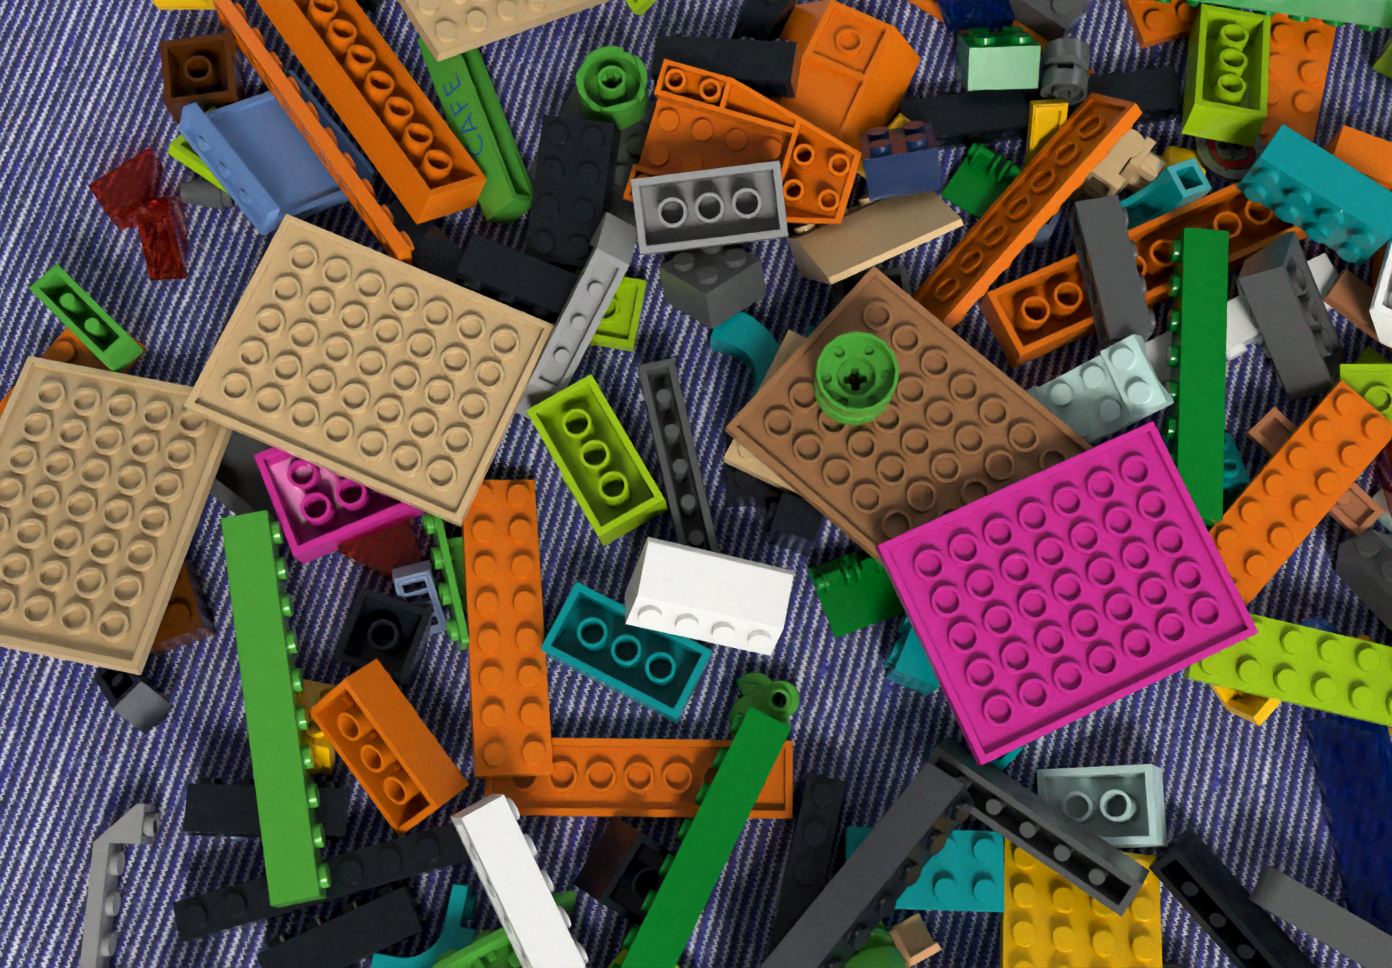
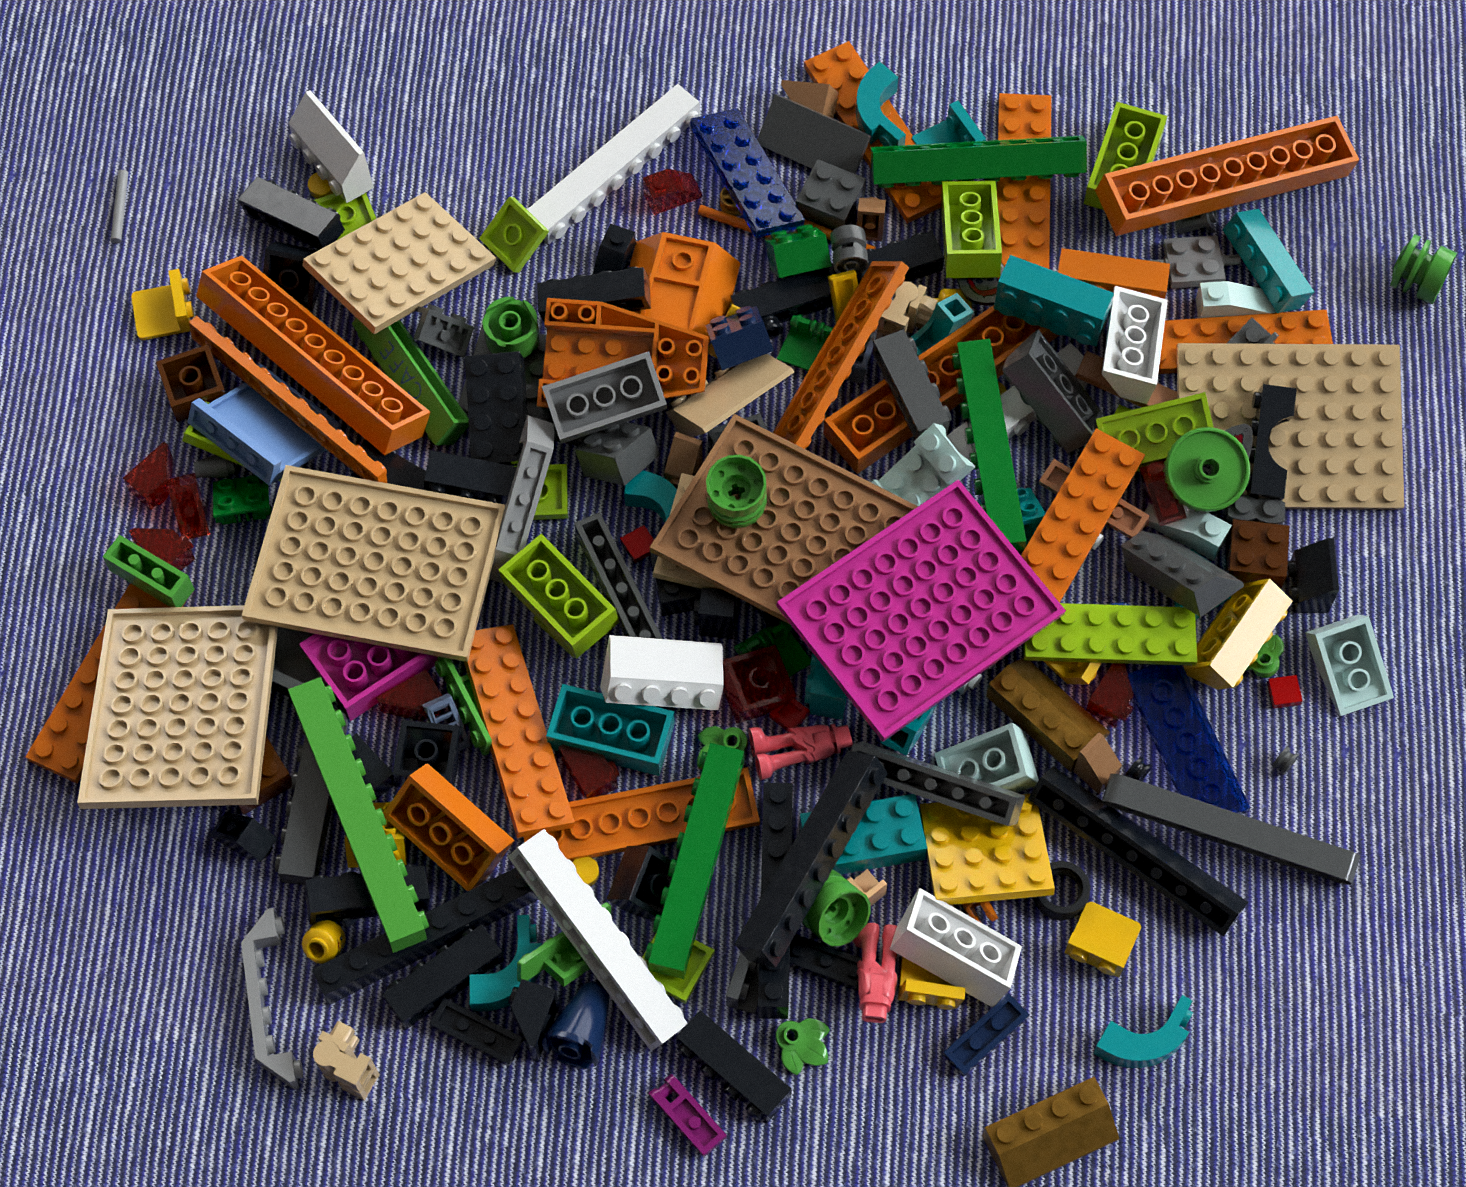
camera: 10 degrees left, 10 degrees down
(122, 289) = (165, 545): none -> clear red slope
(199, 862) = (323, 941): none -> yellow head
(215, 697) = (308, 821): none -> dark grey brick
(227, 240) = (240, 497): none -> green hinge
(313, 636) = (376, 771): none -> black slope
(527, 74) = (443, 331): none -> dark grey bracket
(554, 834) = (587, 870): none -> yellow tile
(589, 702) = (589, 771): none -> clear red slope
(716, 404) = (637, 543): none -> red tile
(795, 308) = (684, 458): none -> medium nougat slope
(827, 630) = (756, 683): none -> clear red slope
(860, 674) = (790, 714): none -> red tile
(880, 723) = (809, 742): none -> coral piece
(945, 152) = (772, 326): none -> black bush
(1101, 30) = (871, 217): none -> medium nougat slope
(1196, 751) = (1044, 711): none -> pearl gold slope
(1250, 840) = (1096, 763): none -> medium nougat slope
(1286, 745) = (1112, 696): none -> clear red slope
(1299, 856) = (1138, 770): none -> black bush

